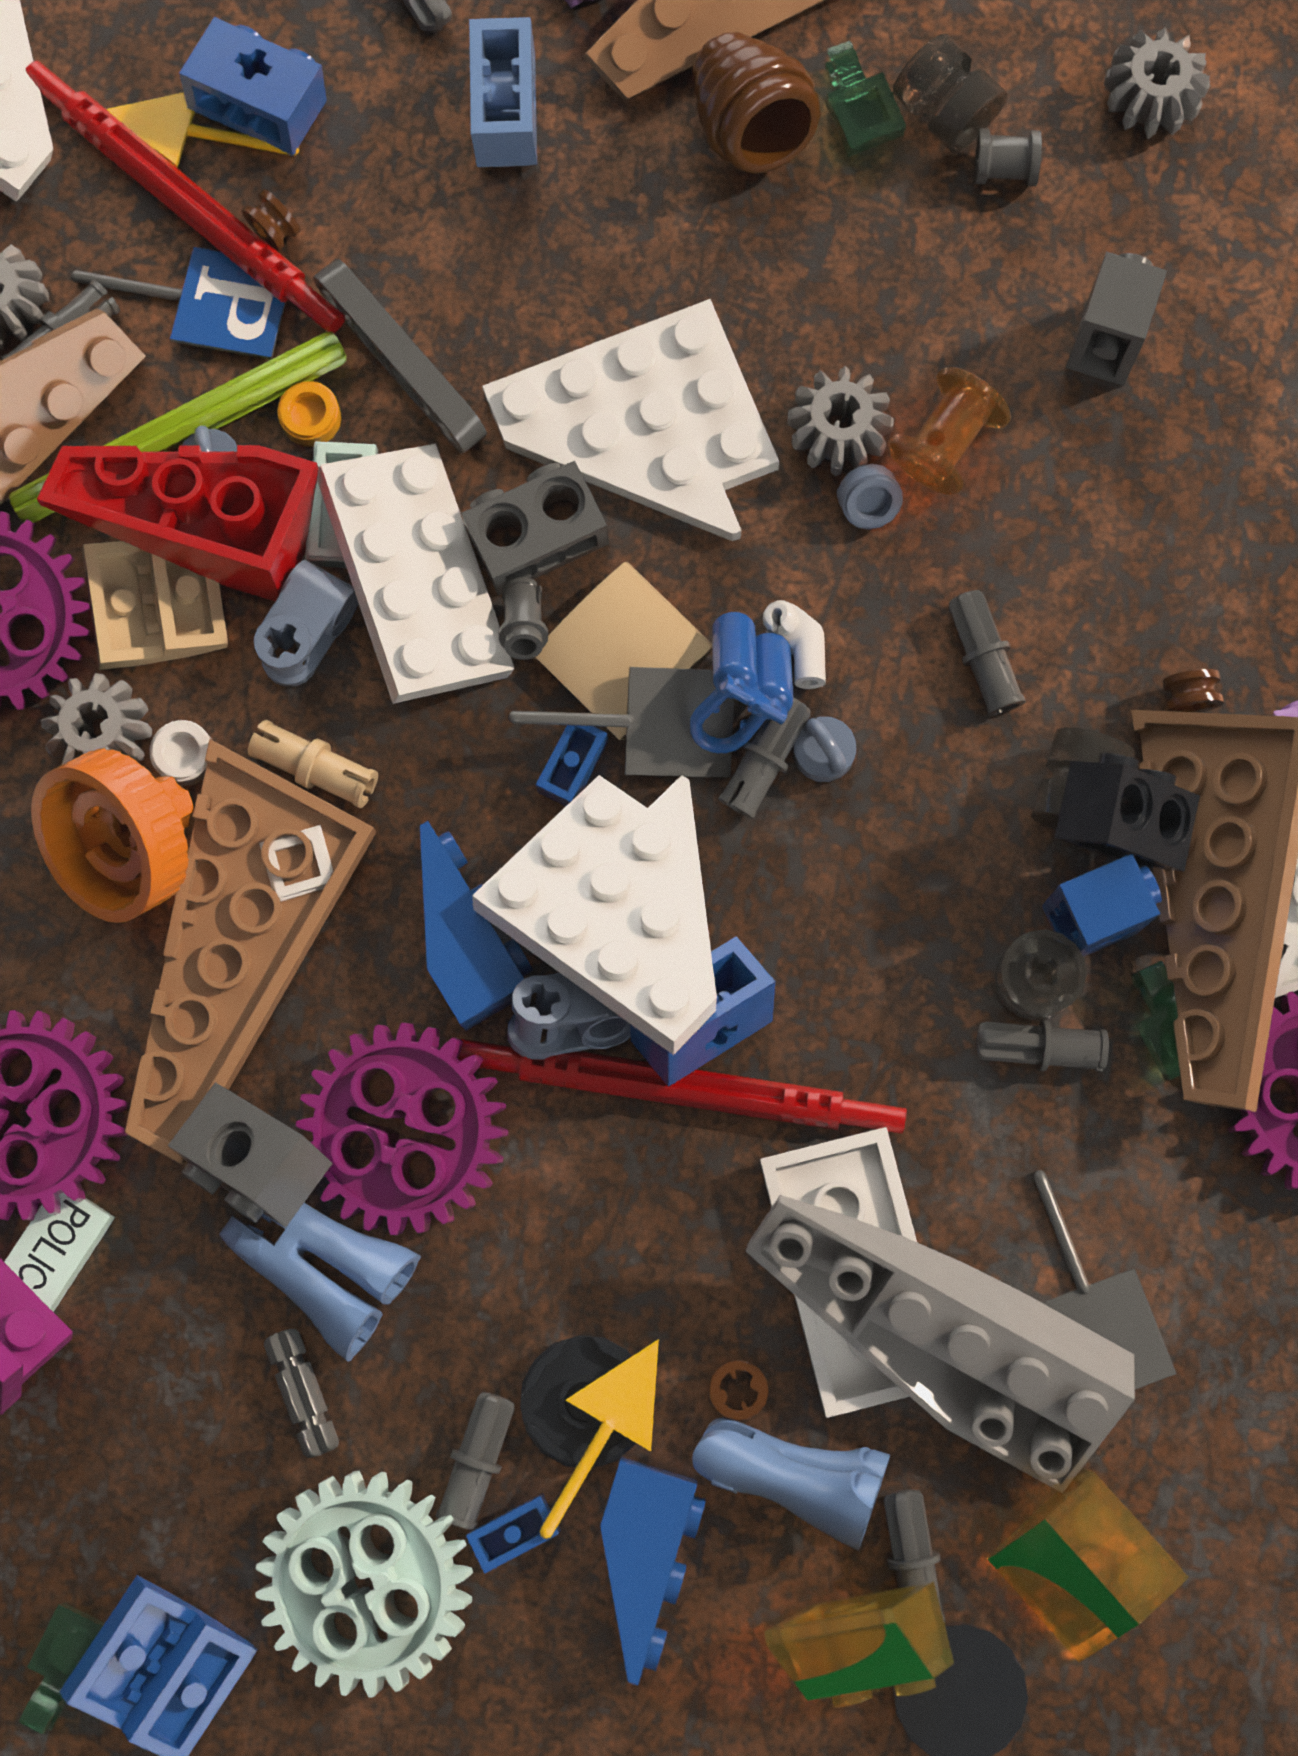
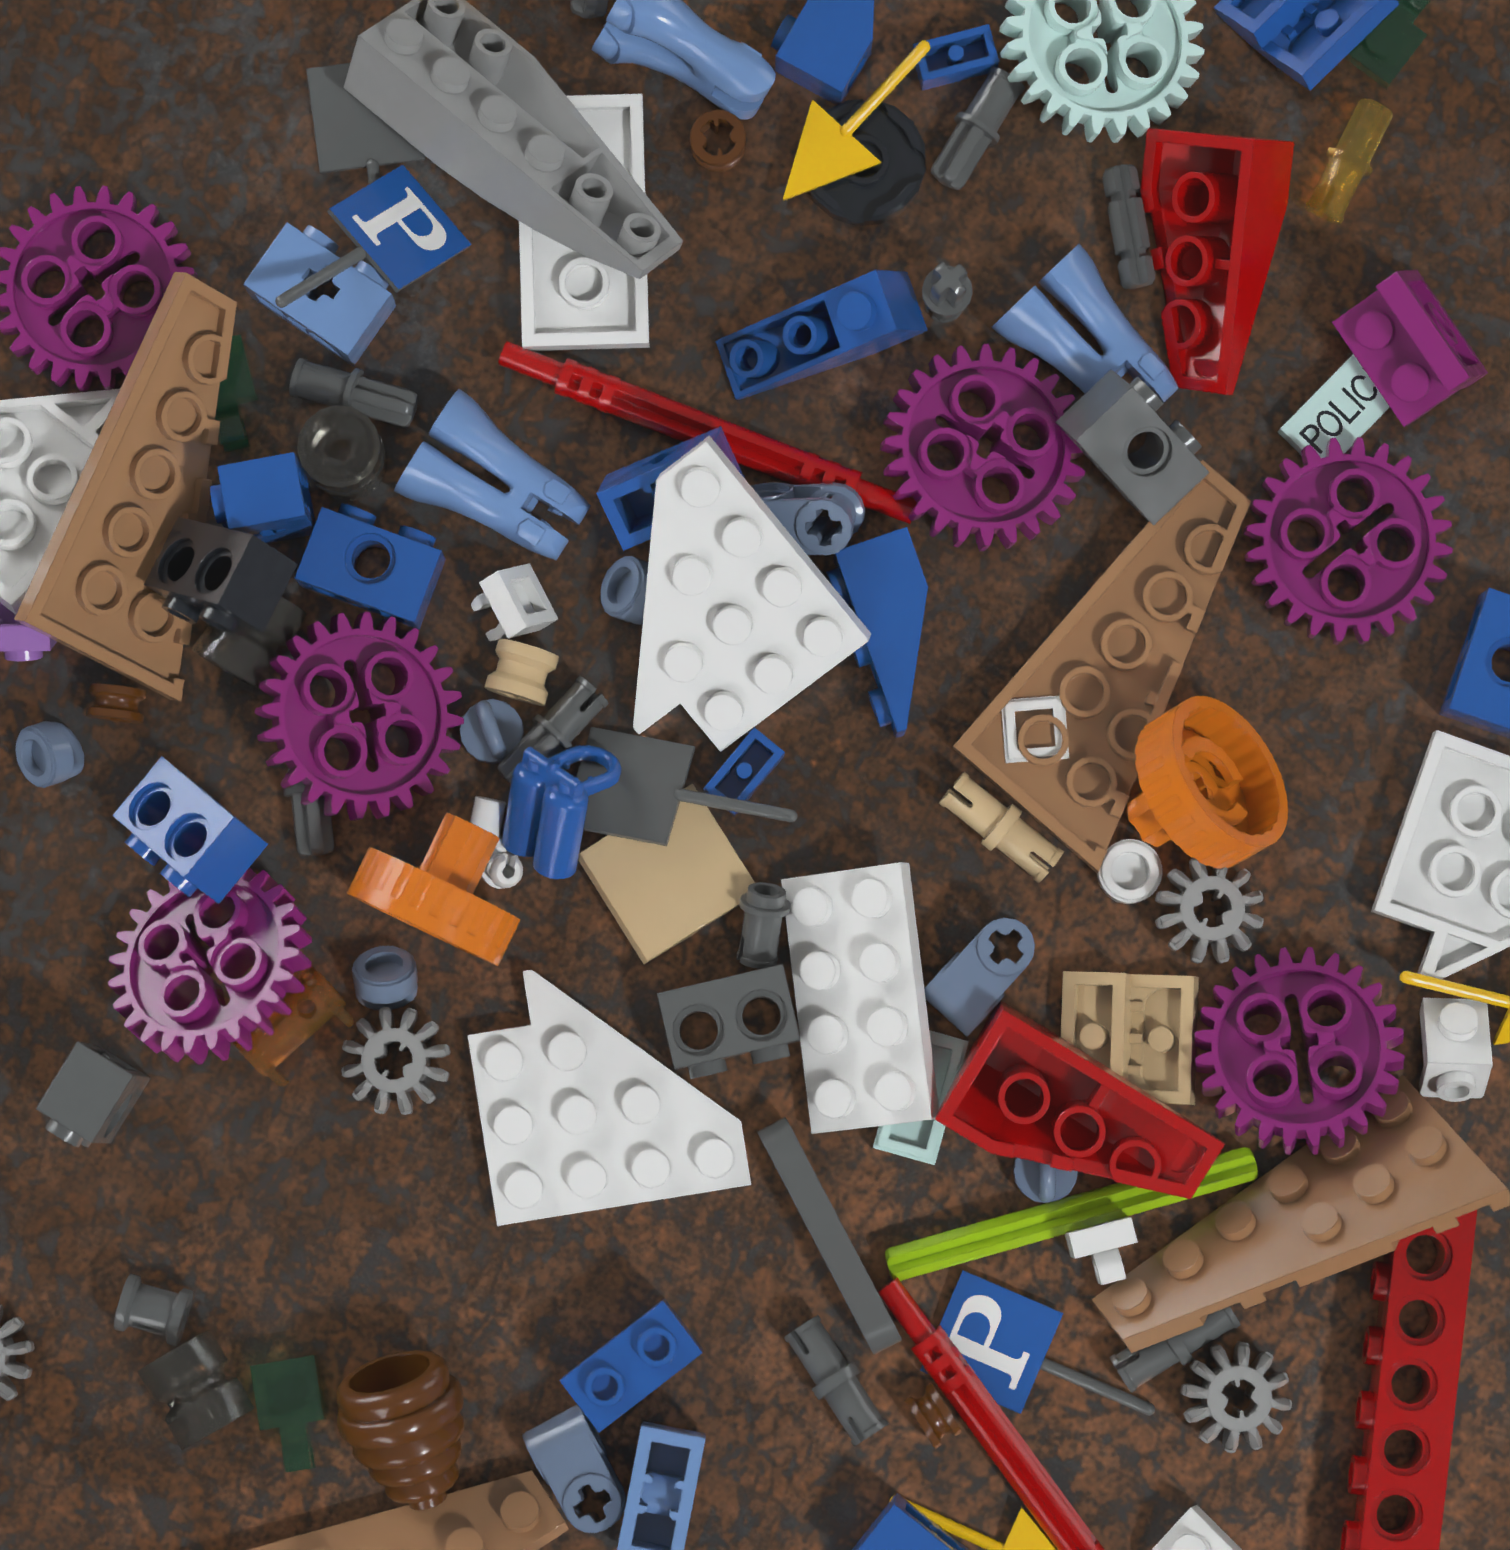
camera: 175 degrees left, 5 degrees up
(85, 1515) = (1349, 160): none -> clear yellow axle
(141, 398) = (1103, 1244): none -> white tile
(210, 1408) = (1215, 232): none -> red wedge
(309, 413) = (934, 1200): light orange tile -> none
(366, 232) = (836, 1380): none -> dark grey pin
(468, 1274) = (946, 292): none -> dark grey axle
(556, 200) = (631, 1365): none -> blue brick
(587, 1209) = (822, 333): none -> blue slope
(591, 107) = (569, 1458): none -> sand blue piece
(726, 909) = (625, 589): none -> sand blue tile
(809, 806) = (521, 672): none -> tan wheel
(830, 873) = (516, 601): none -> white tile
(836, 559) = (441, 891): none -> orange piece
(912, 1026) = (443, 483): none -> medium blue piece
(1003, 696) = (304, 727): none -> magenta gear
(1017, 862) = (332, 557): none -> blue brick
(1038, 462) = (159, 988): none -> magenta gear
(1043, 1218) = (394, 229): none -> blue piece
(1091, 576) = (189, 831): none -> blue brick
(1139, 1134) = (339, 324): none -> medium blue brick
(1248, 630) = (49, 753): none -> sand blue tile

